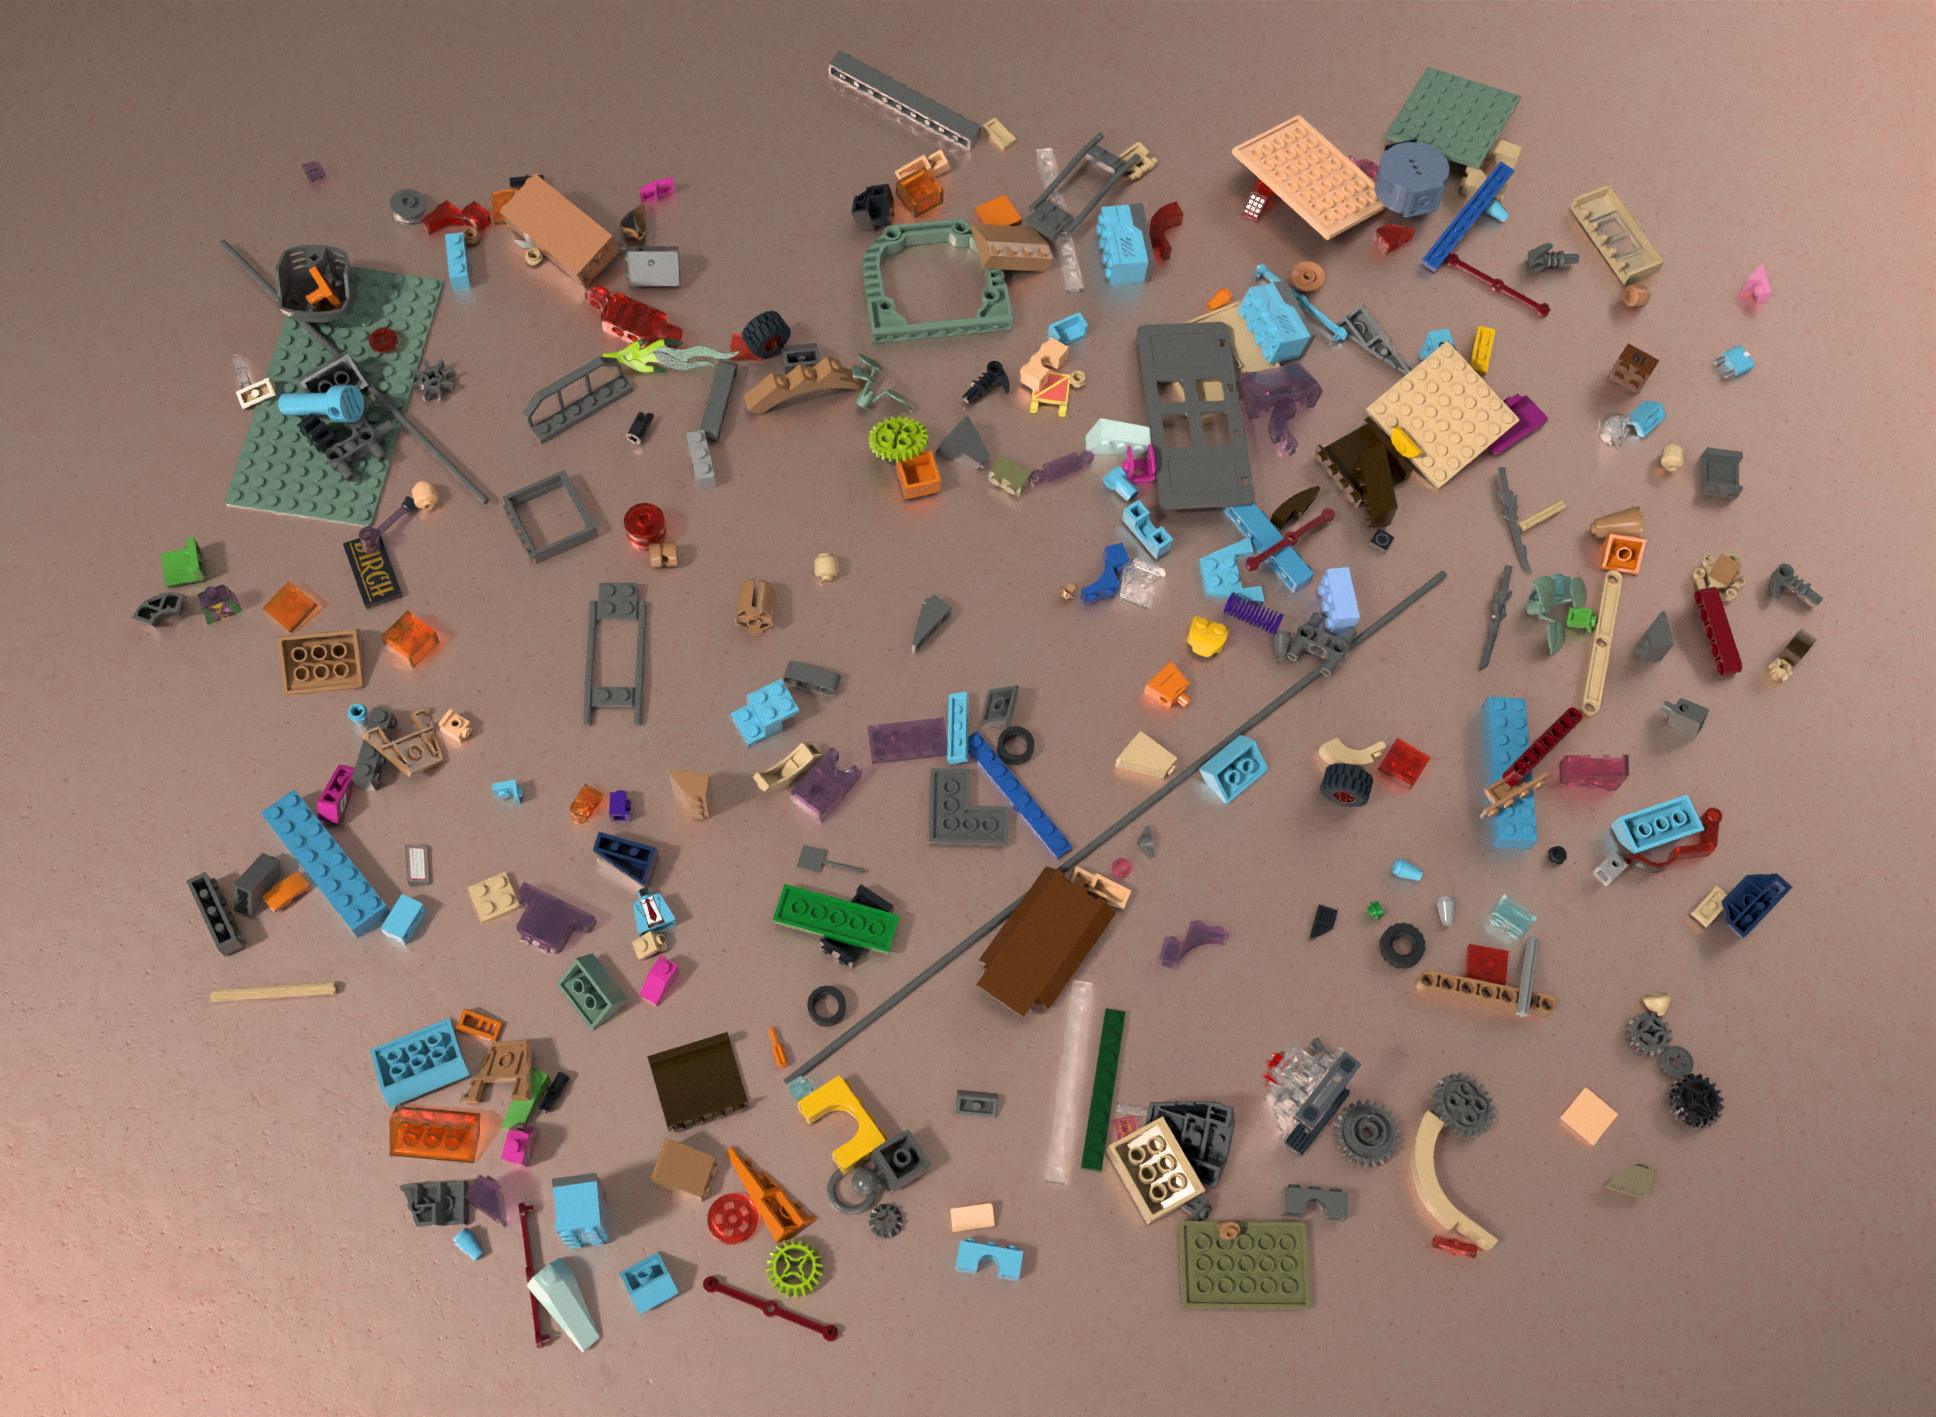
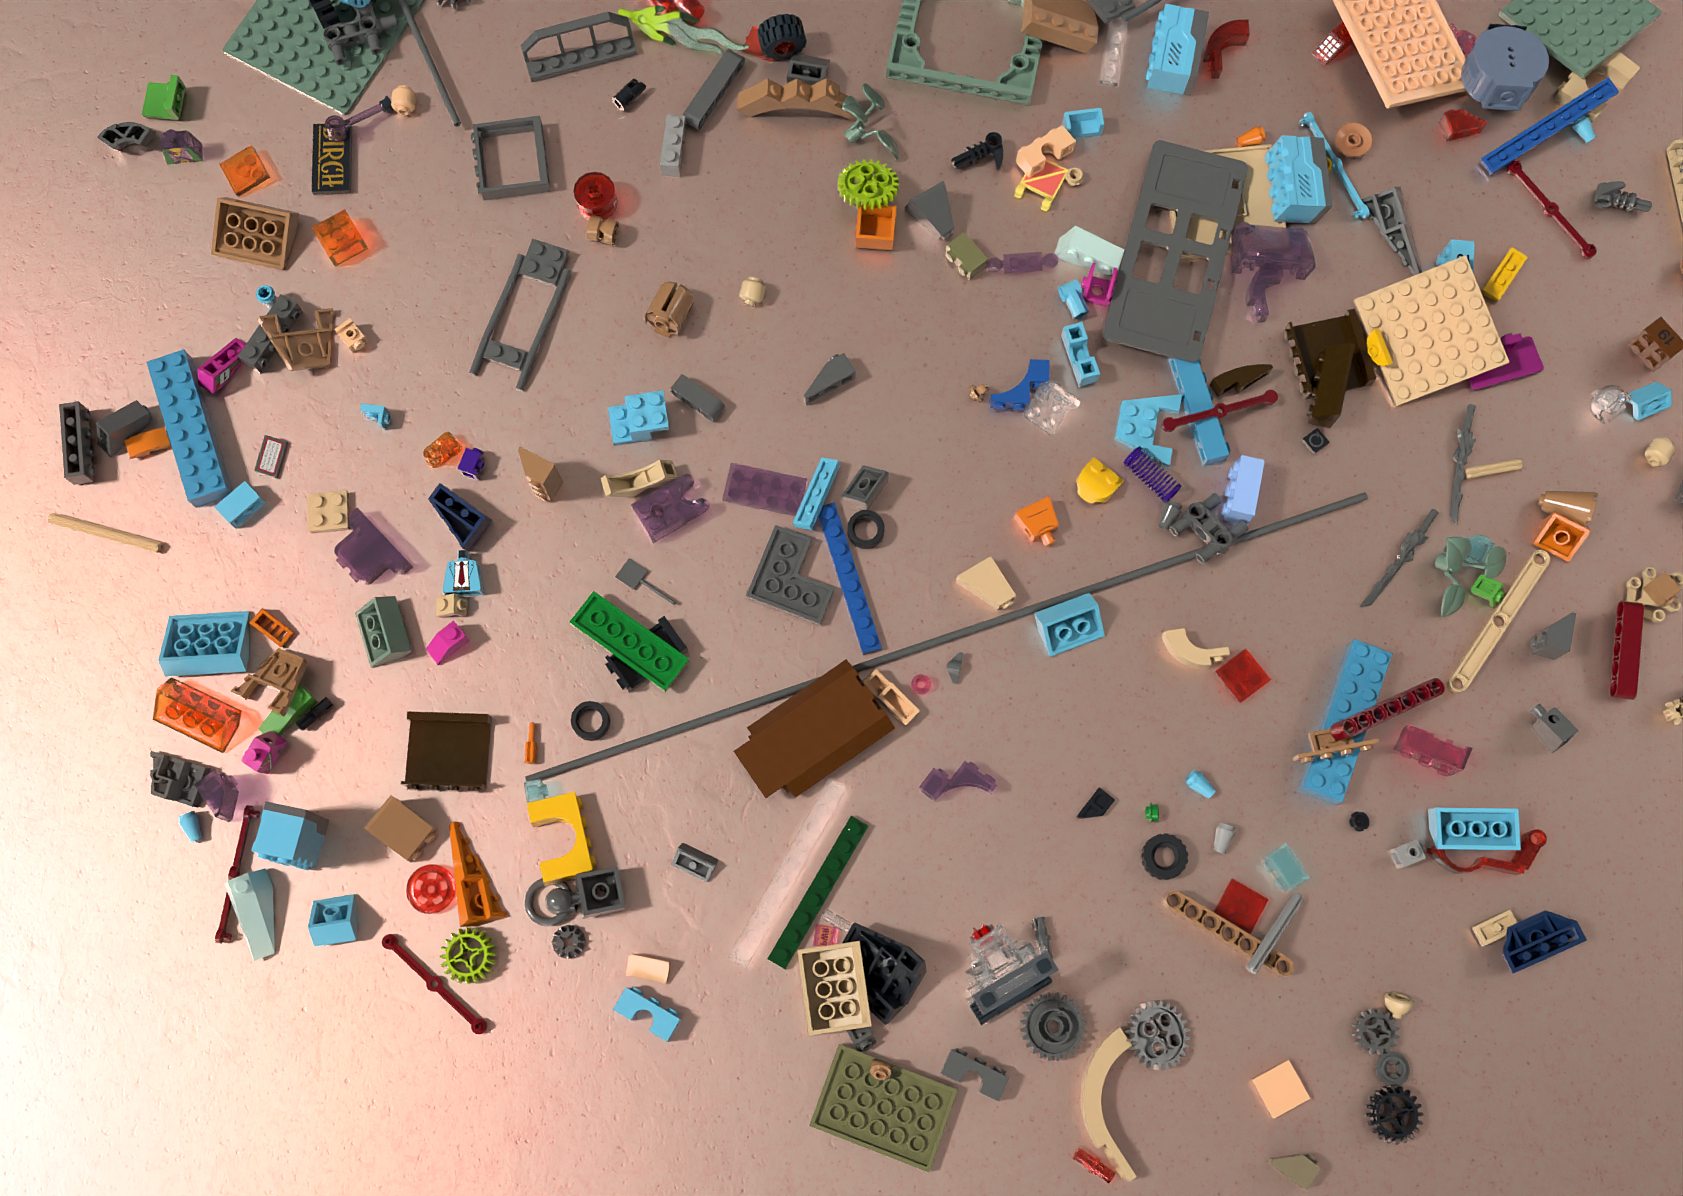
camera: 25 degrees right, 10 degrees up
(1346, 785) = (1173, 680): black wheel -> none

